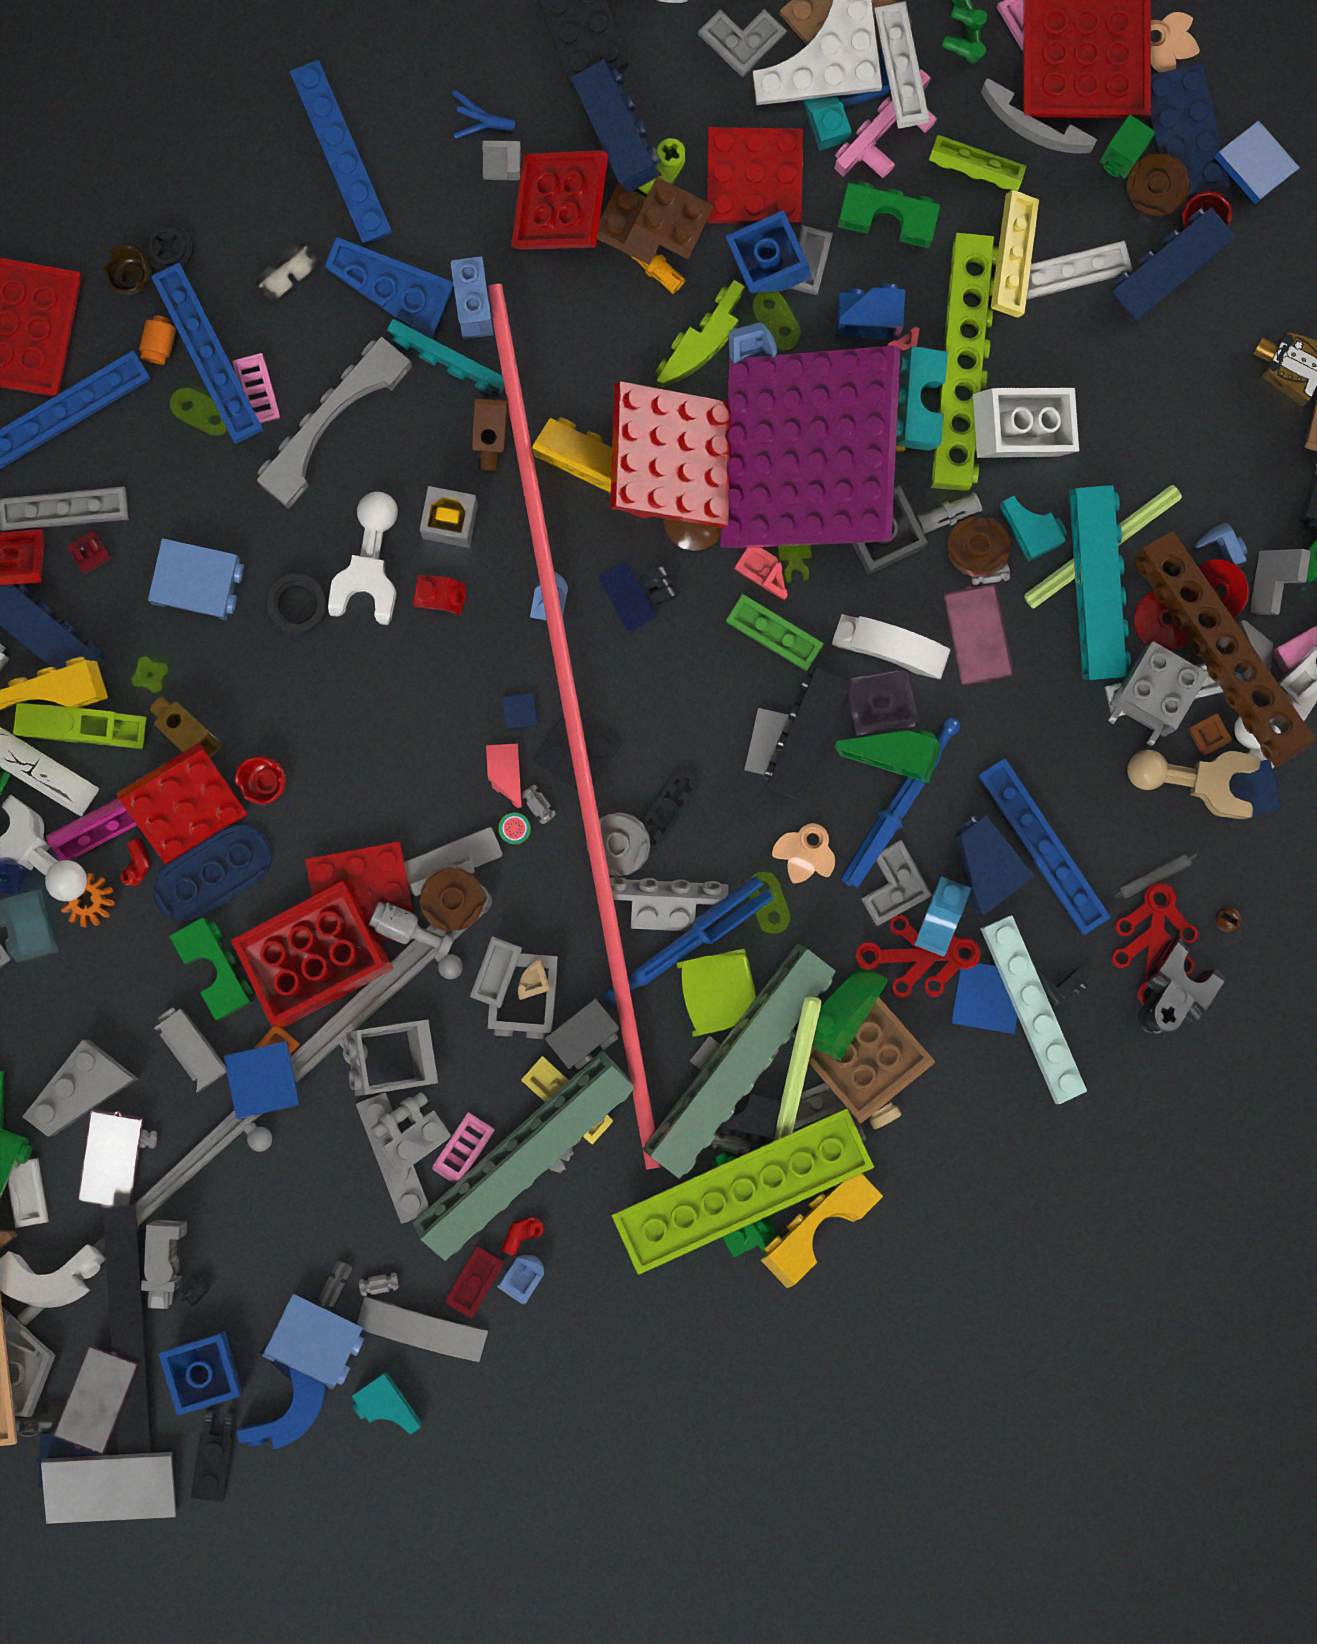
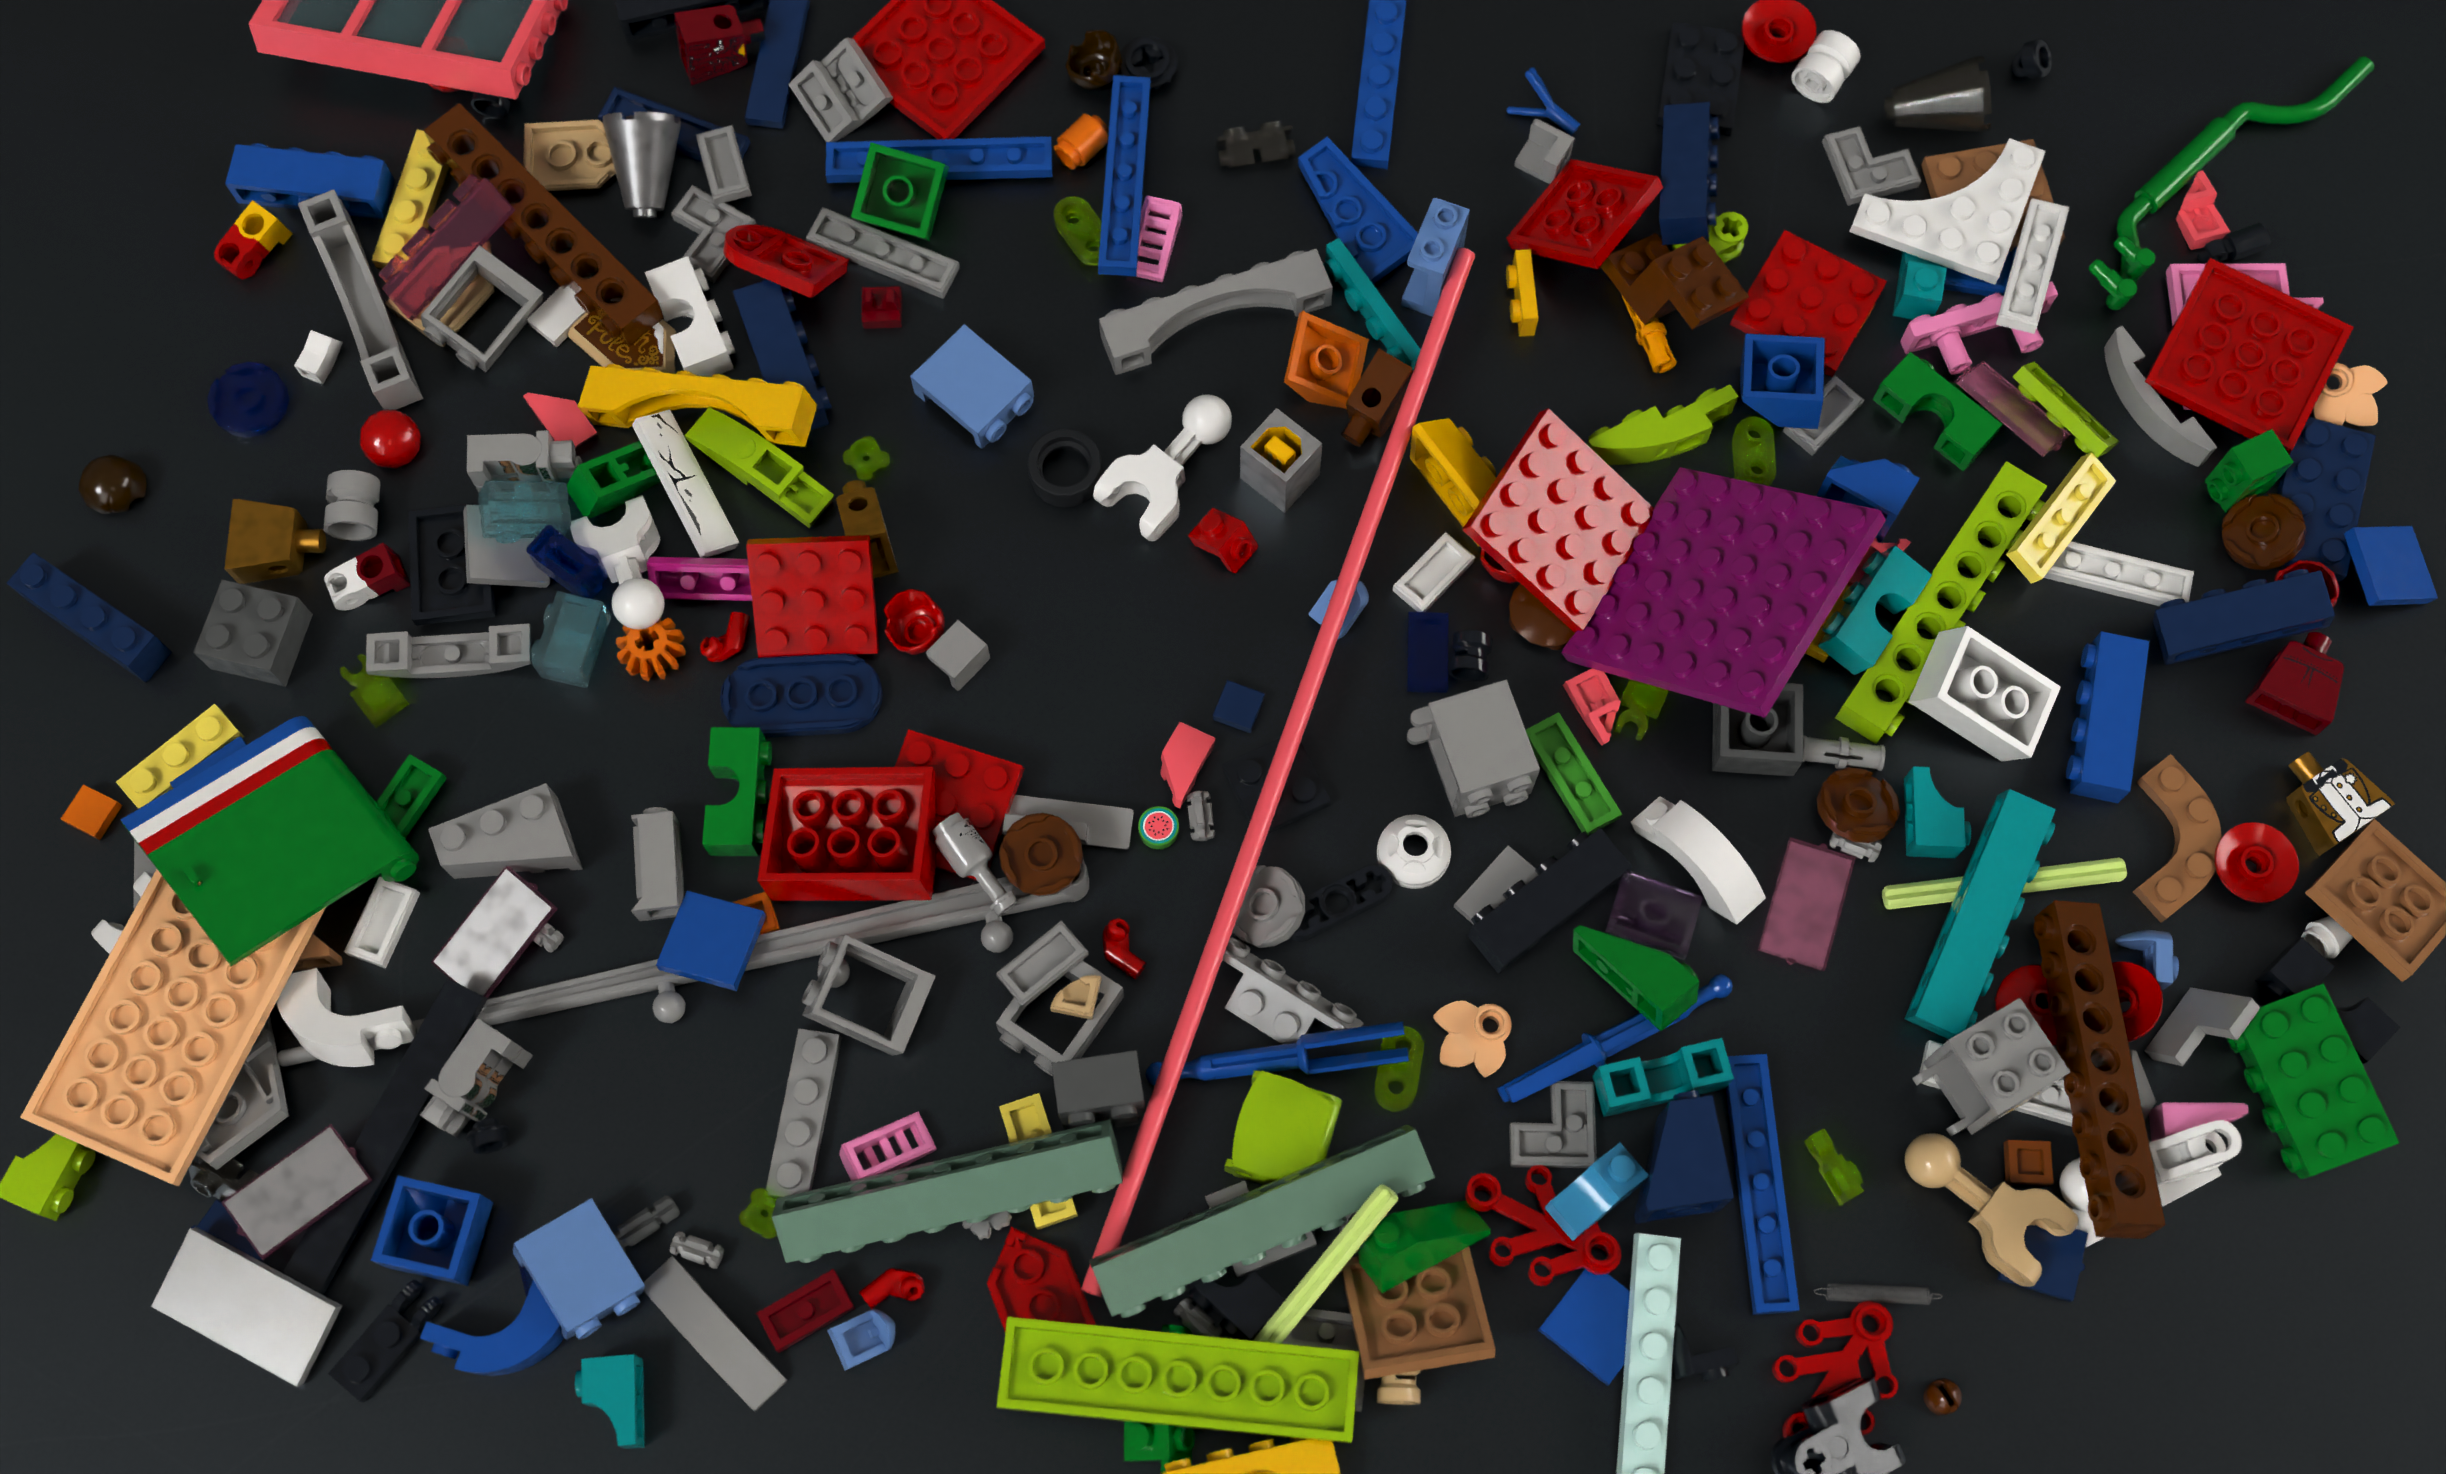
camera: 40 degrees right, 15 degrees down
(52, 461) = (900, 191): none -> green brick
(305, 785) = (959, 654): none -> light grey panel
(405, 1244) = (752, 1215): none -> clear neon green plate
(417, 1140) = (839, 1107): light grey plate -> none
(436, 418) = (1325, 361): none -> orange slope
(535, 927) = (1117, 949): none -> red arm
(554, 295) = (1524, 306): none -> yellow plate
(599, 536) = (1433, 573): none -> white tile
(614, 1180) = (1036, 1282): none -> red tile
(684, 759) = (1412, 870): none -> white piece
(704, 654) = (1478, 748): none -> light grey container
(751, 342) = (1713, 456): medium blue plate -> none
(939, 185) = (2012, 408): none -> clear pink piece
(945, 814) = (1642, 1084): none -> teal arch
(1092, 812) = (1839, 1175): none -> clear neon green plate
(1116, 386) = (2108, 717): none -> blue brick
(1216, 442) = (2195, 835): none -> medium nougat plate
(1234, 287) = (2301, 684): none -> dark red torso
(1277, 432) = (2268, 850): none -> red dish

